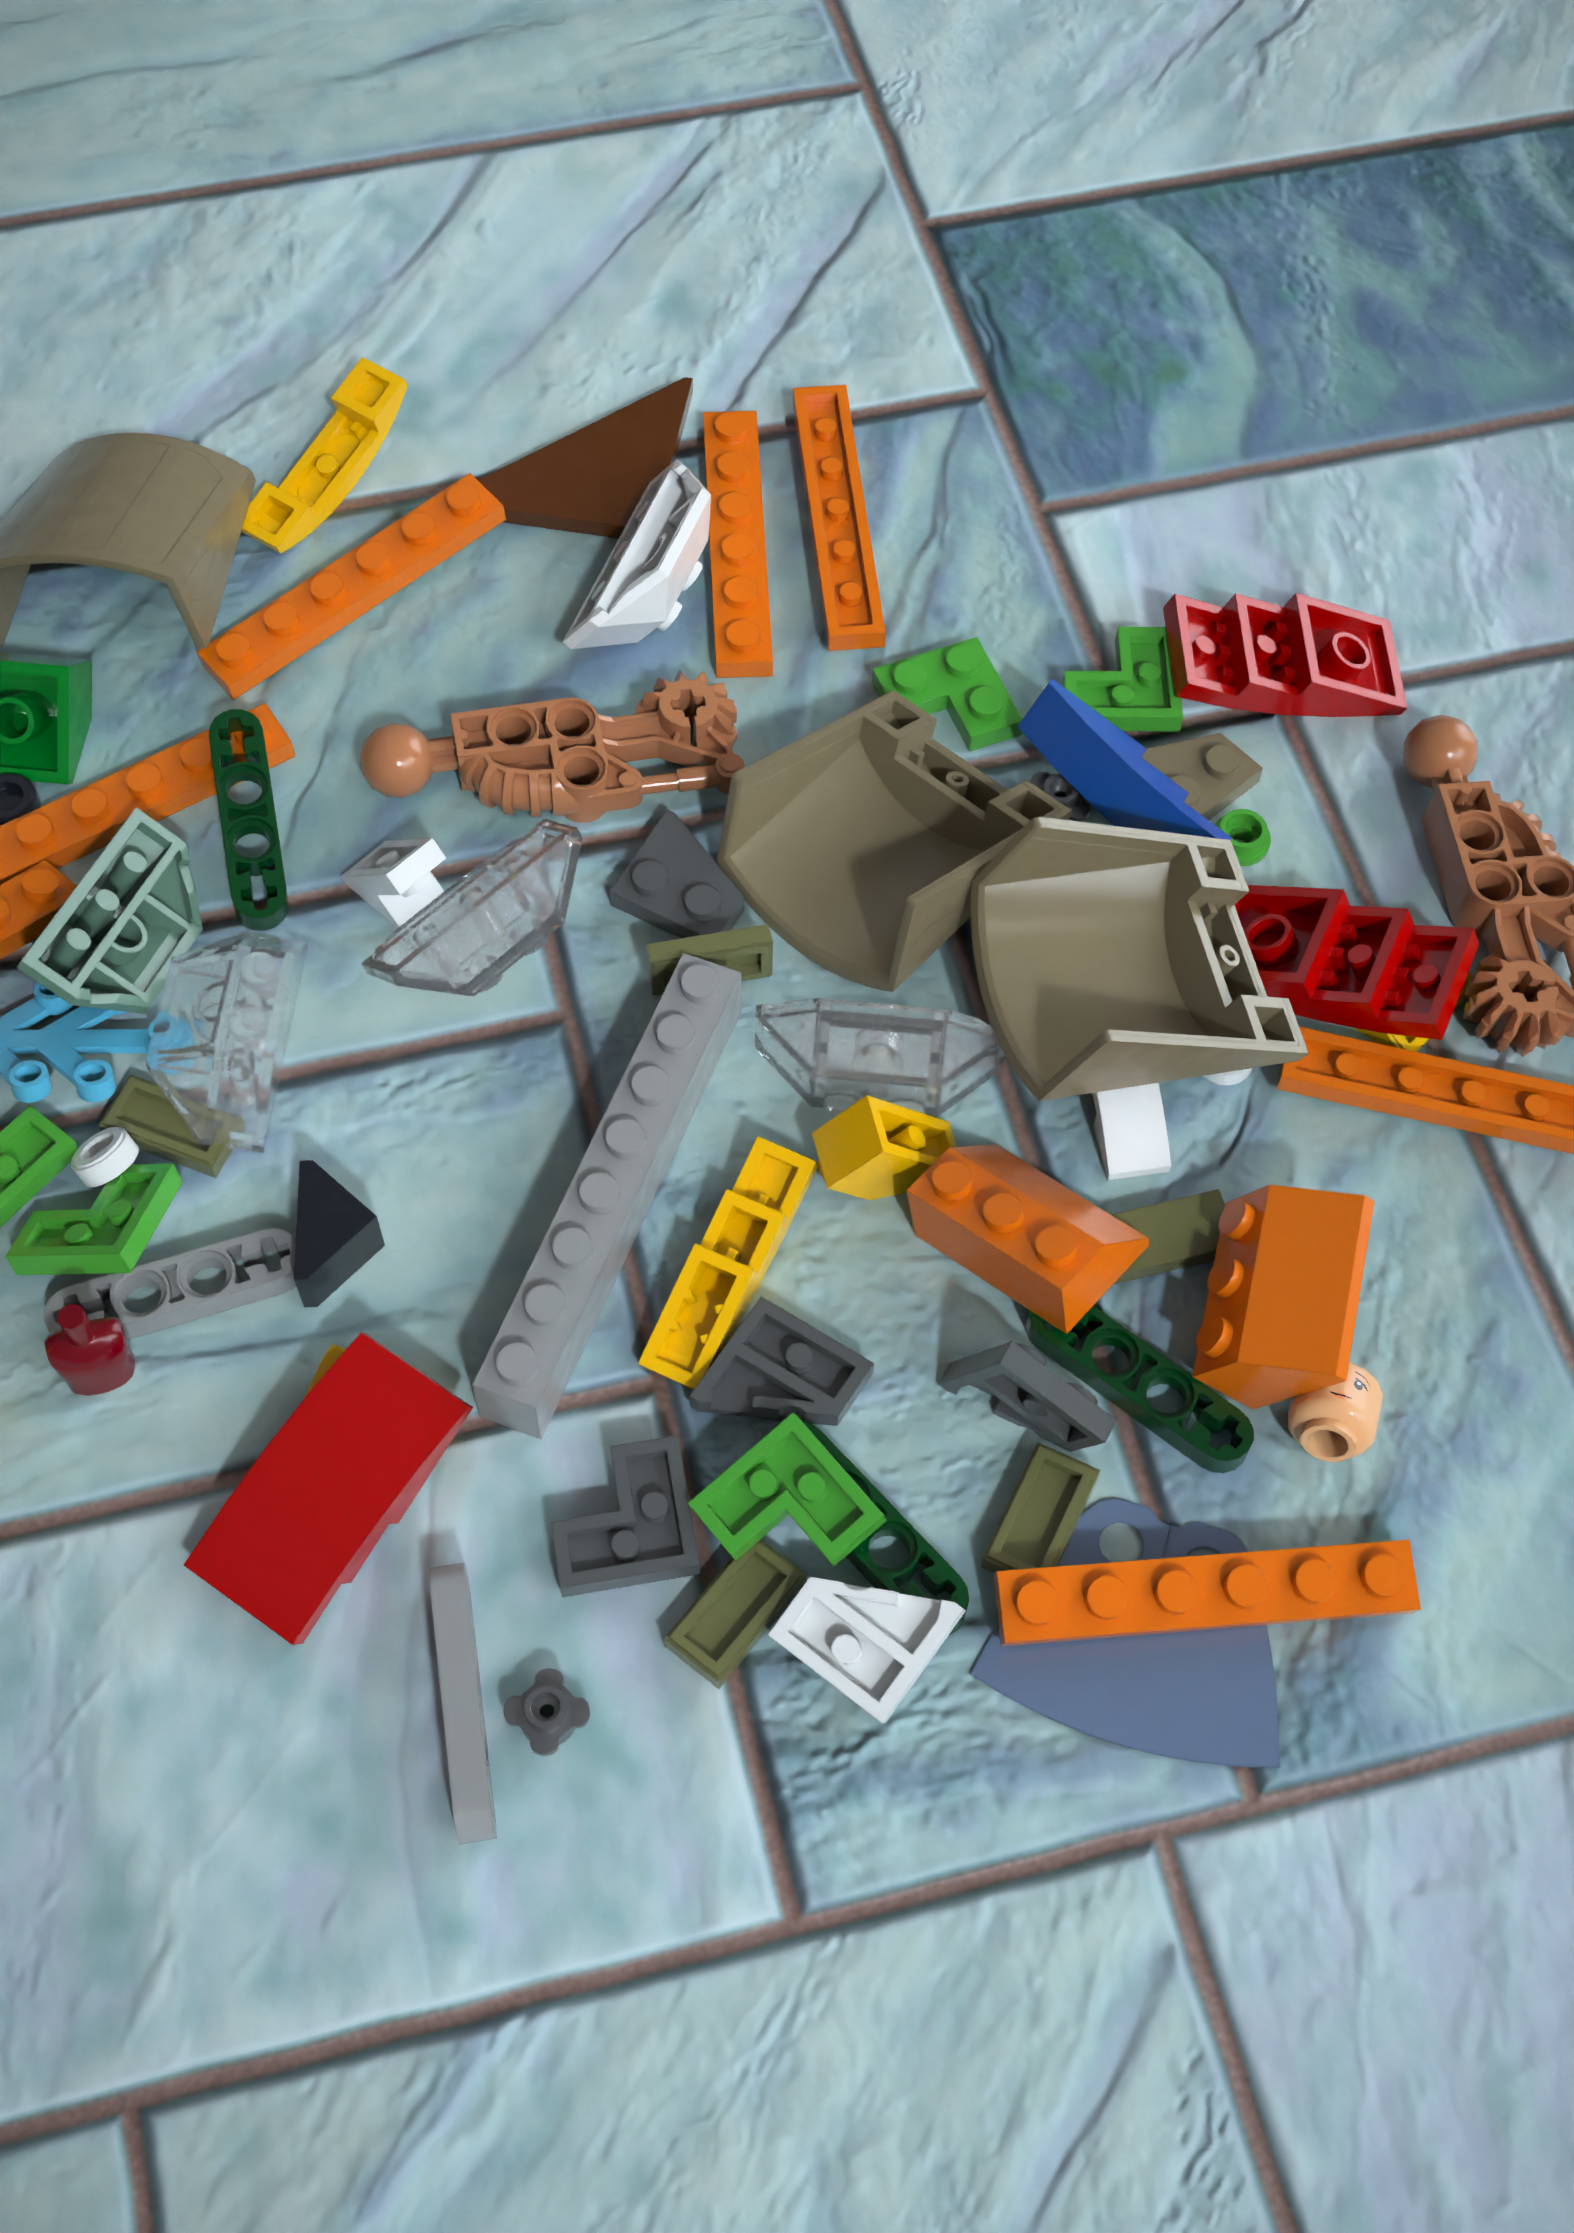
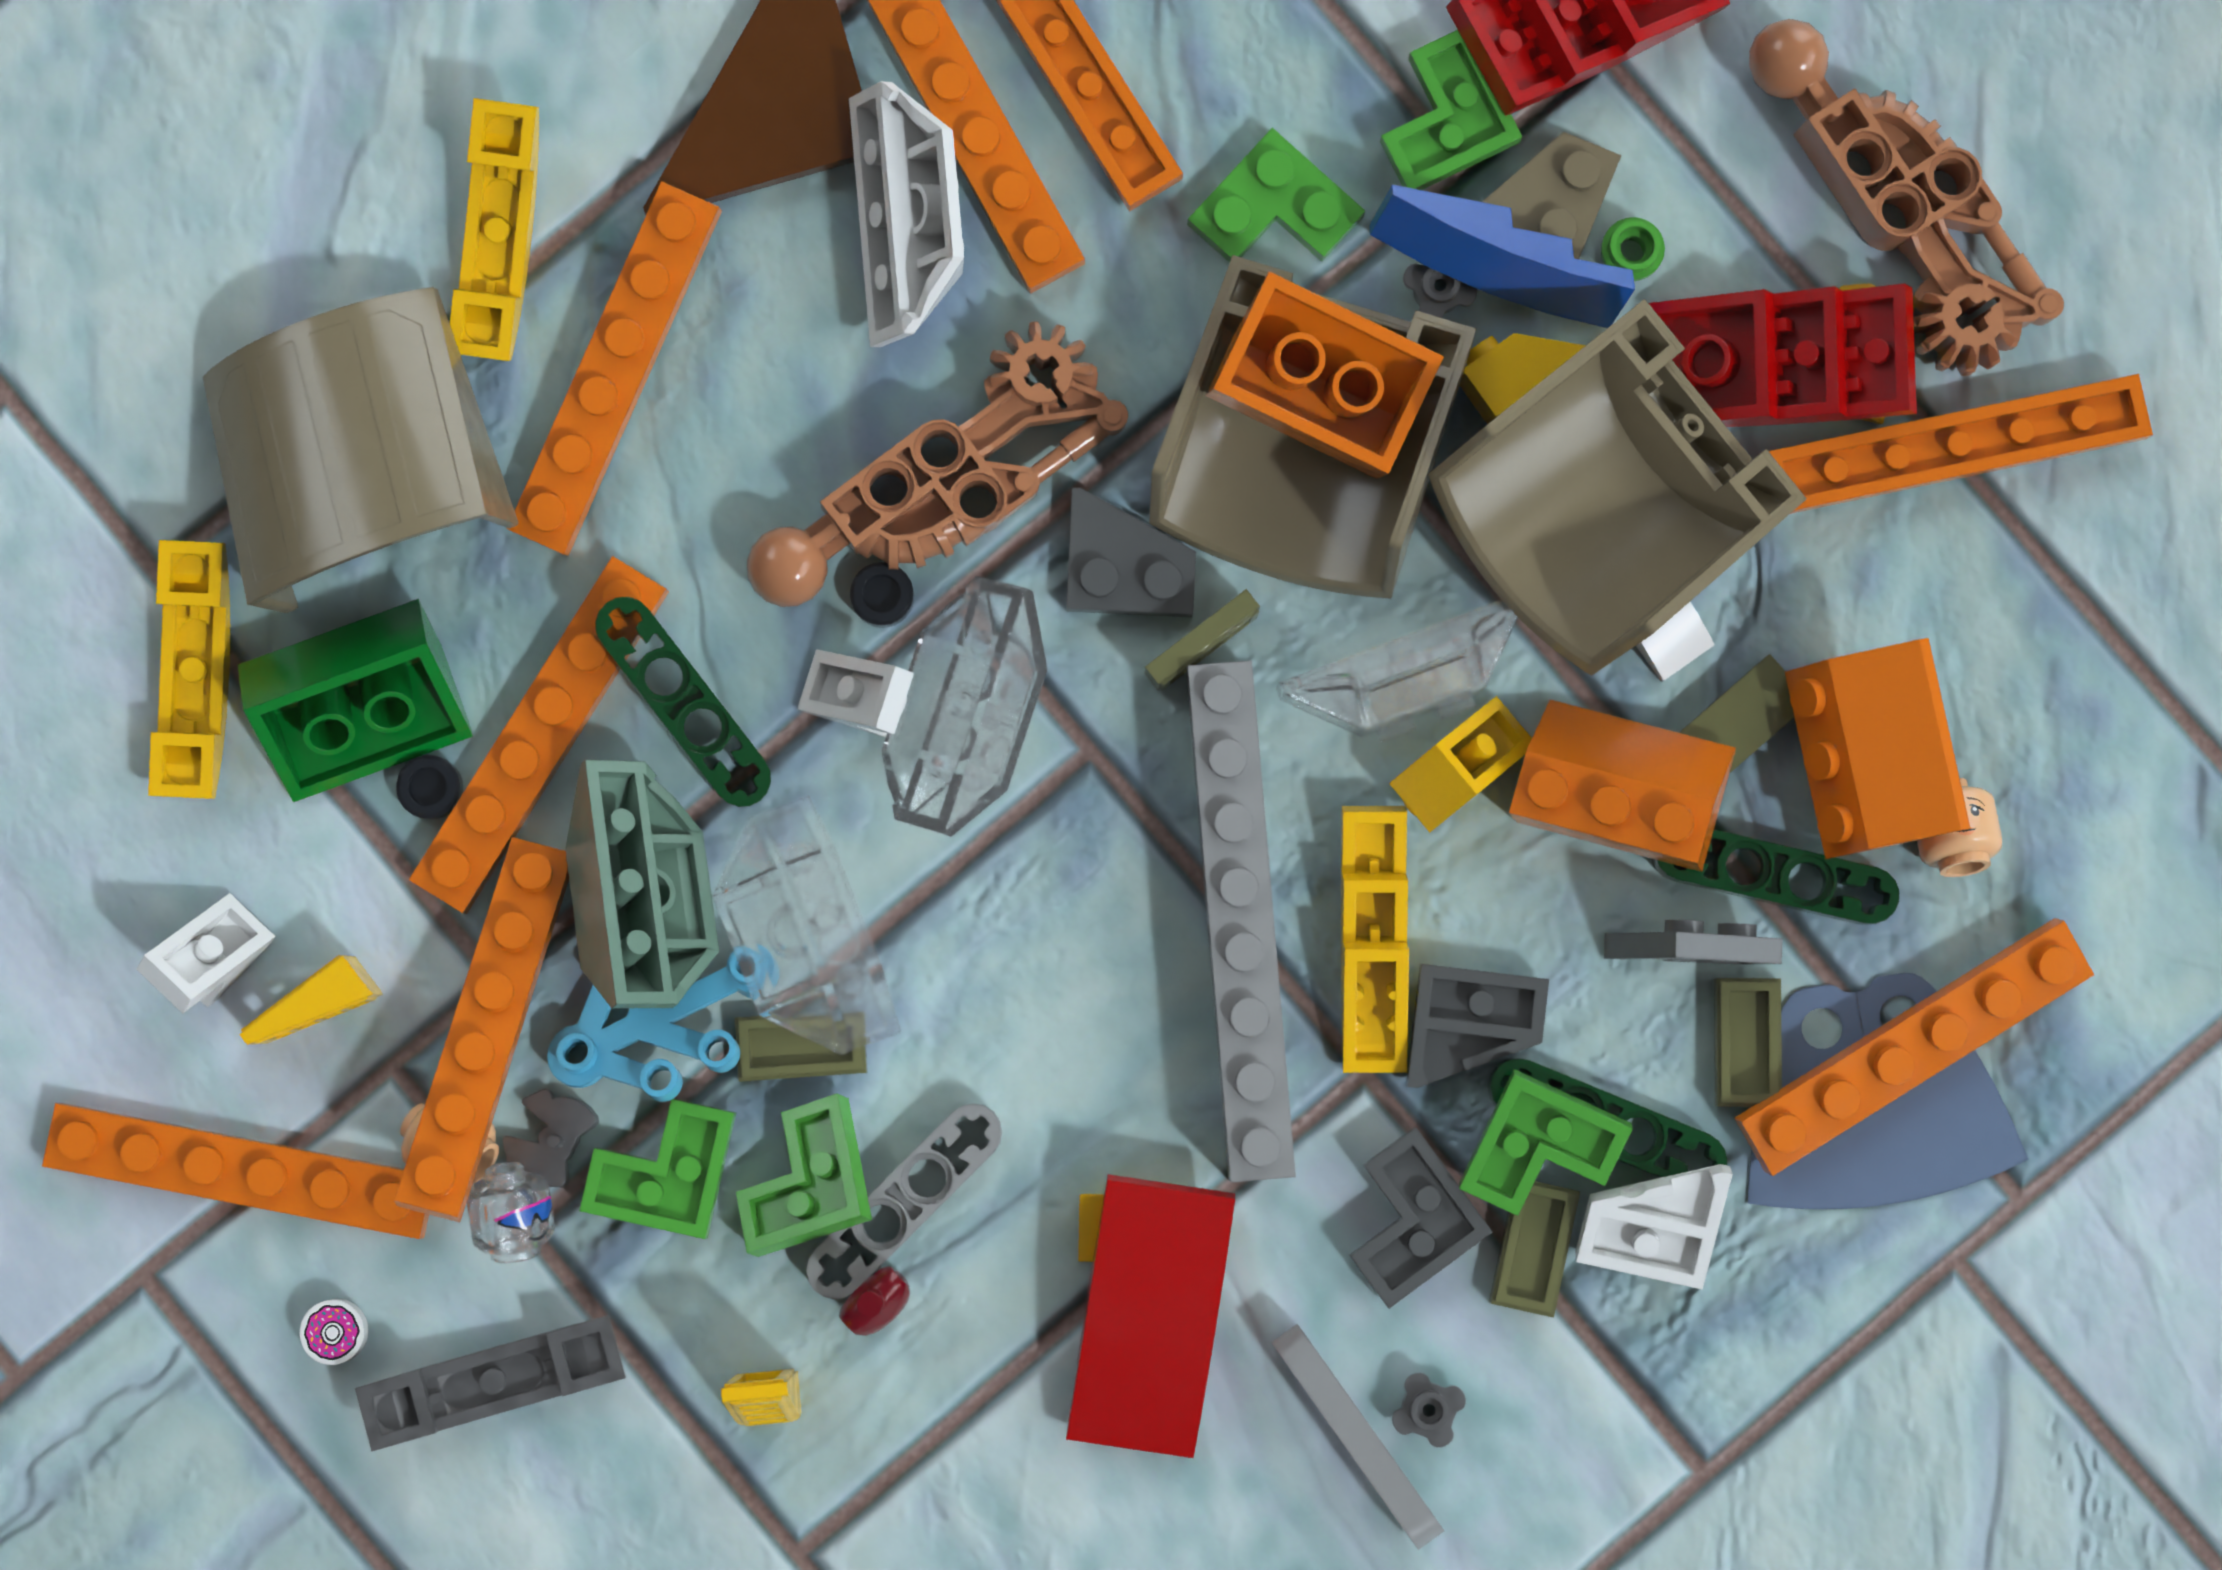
camera: 25 degrees left, 25 degrees up
(104, 1156) = (767, 1111): white tile -> none
(332, 1235) = (1013, 1087): black slope -> none
(463, 825) = (882, 595): none -> black tile
(918, 780) = (1324, 376): none -> orange slope

